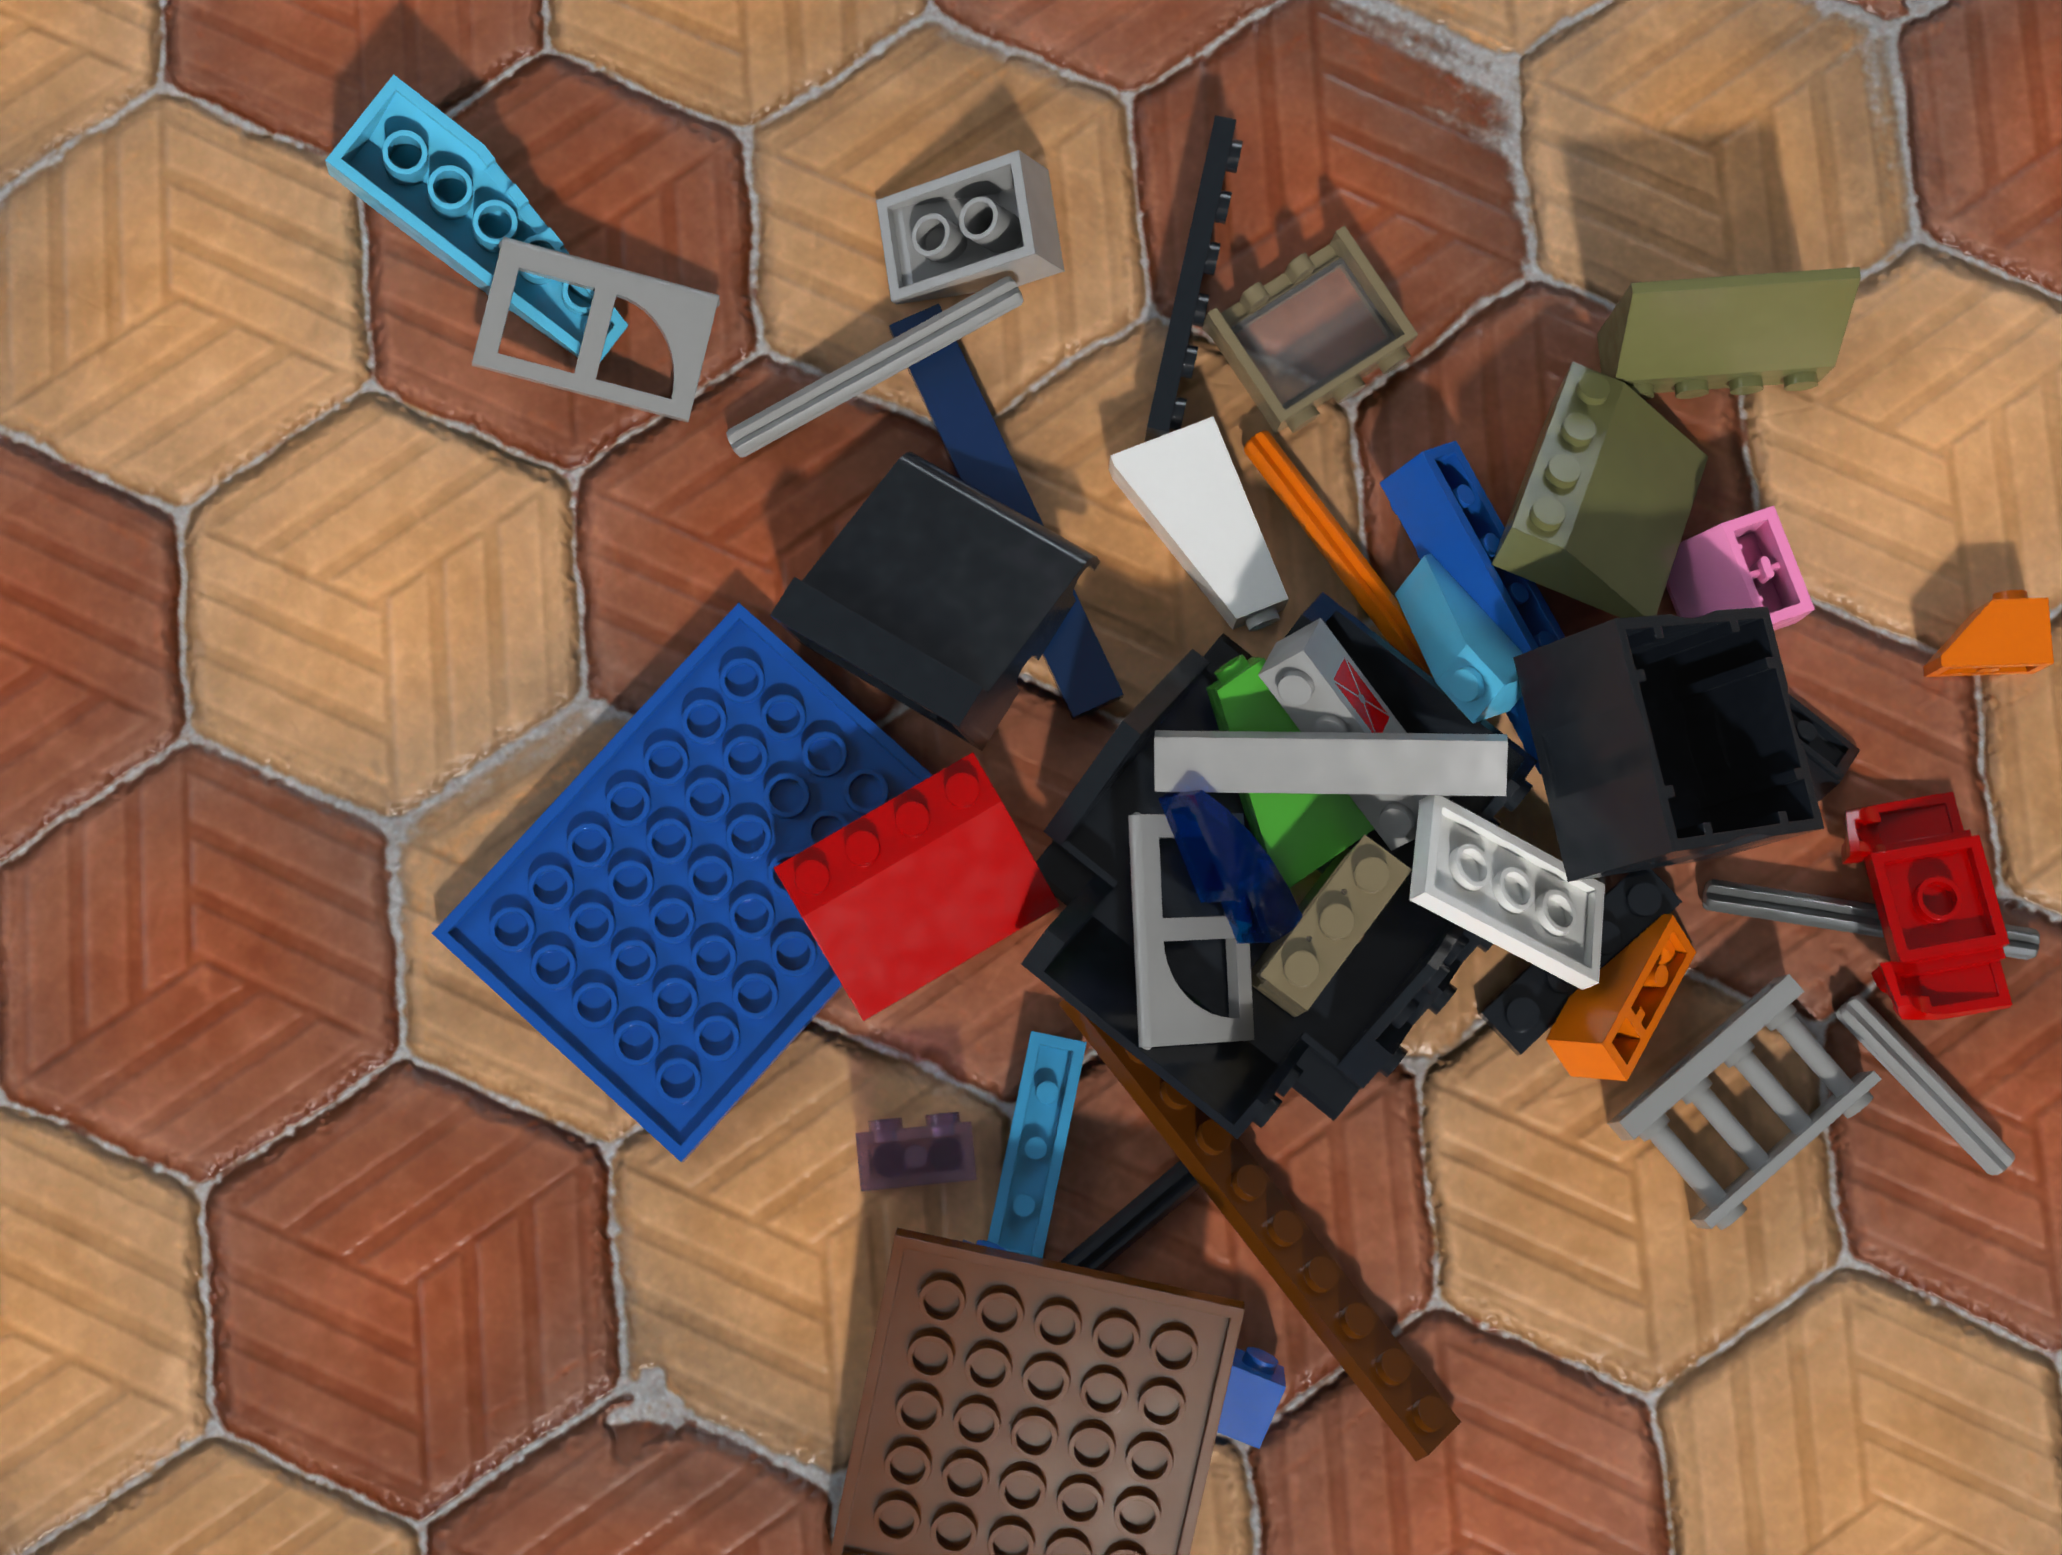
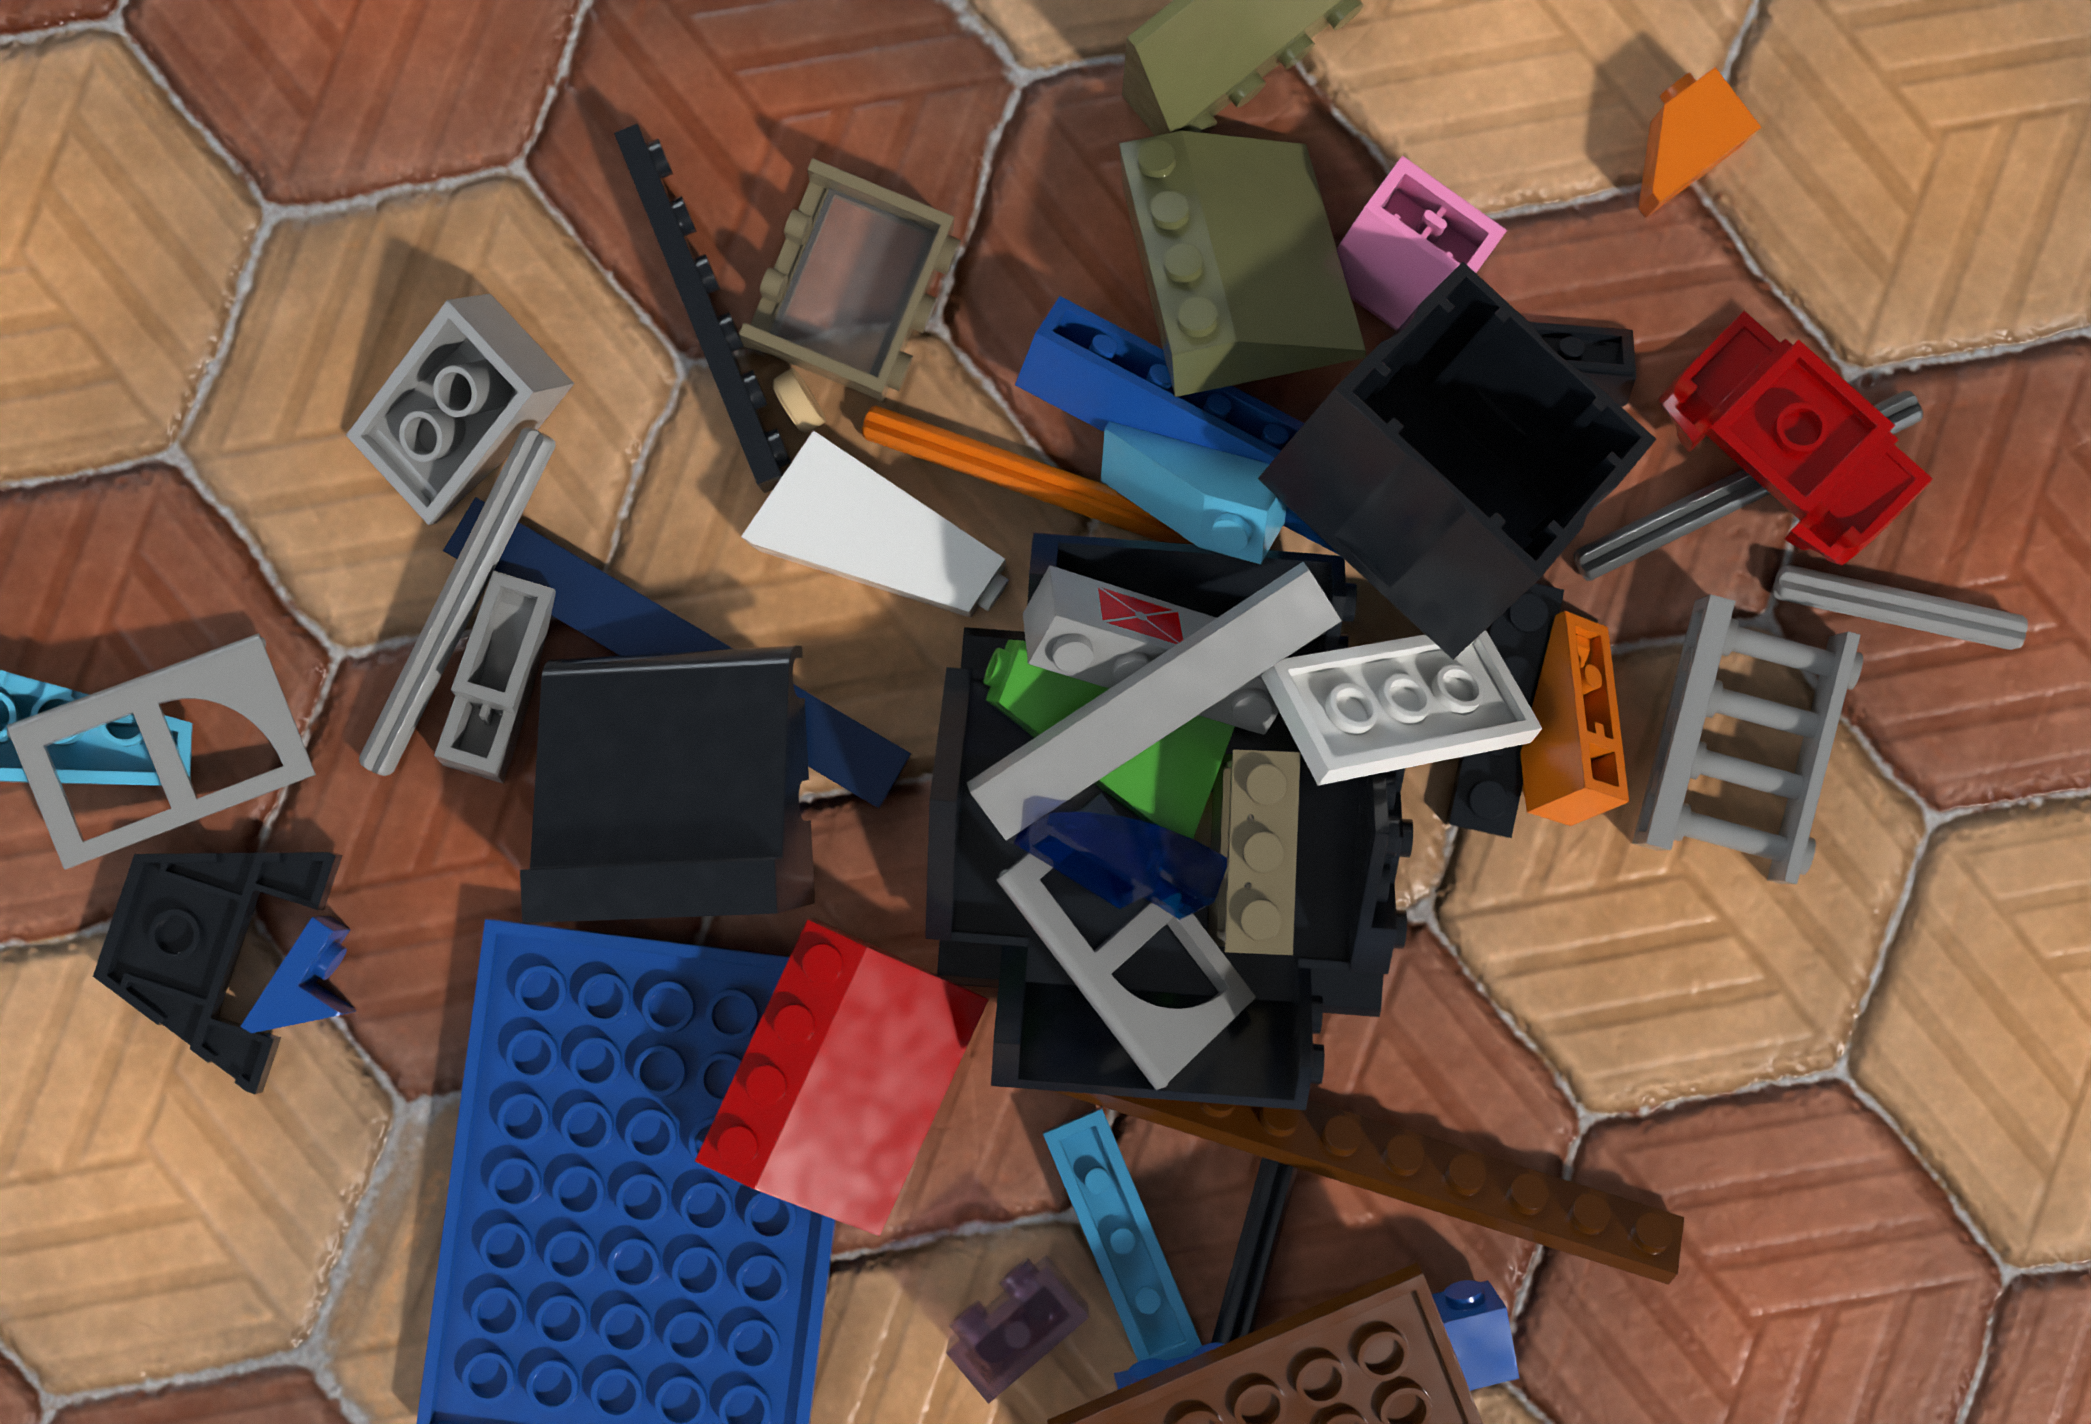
camera: 30 degrees left, 5 degrees up
(515, 470) = (182, 936): none -> black wing
(564, 561) = (293, 992): none -> blue slope
(864, 439) = (496, 677): none -> light grey slope
(1215, 391) = (798, 401): none -> tan tile

